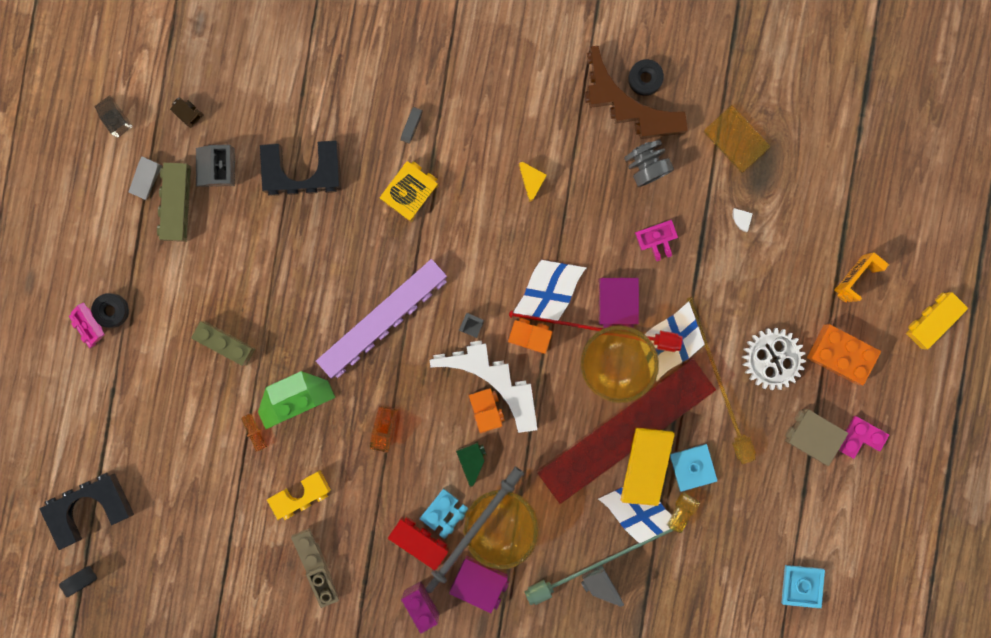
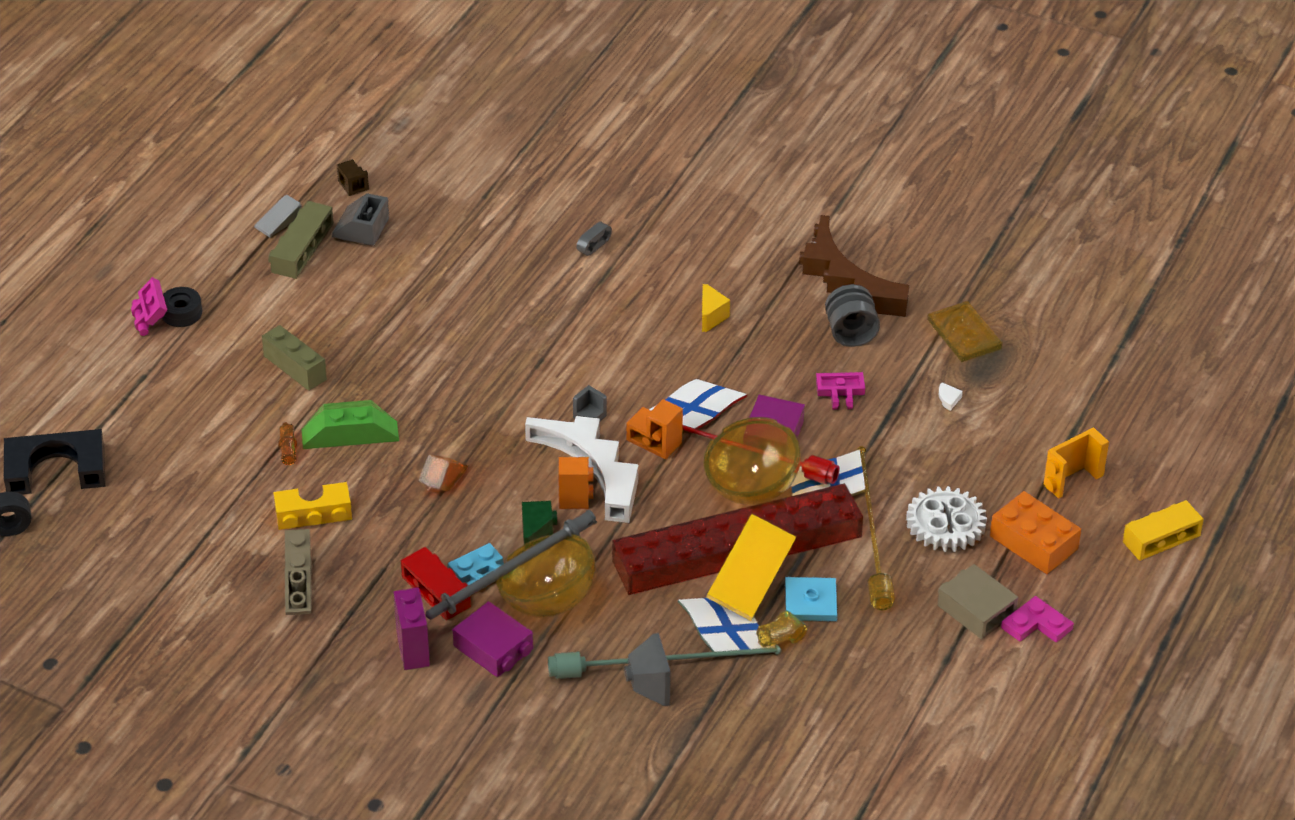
camera: 15 degrees right, 45 degrees down
(113, 117) = (272, 166): clear smoke slope -> none
(325, 178) = (475, 257): black arch -> none
(383, 317) = (486, 379): lavender brick -> none
(409, 190) = (565, 282): yellow panel -> none
(641, 87) = (876, 249): black tyre -> none
(803, 586) = (914, 744): medium azure plate -> none

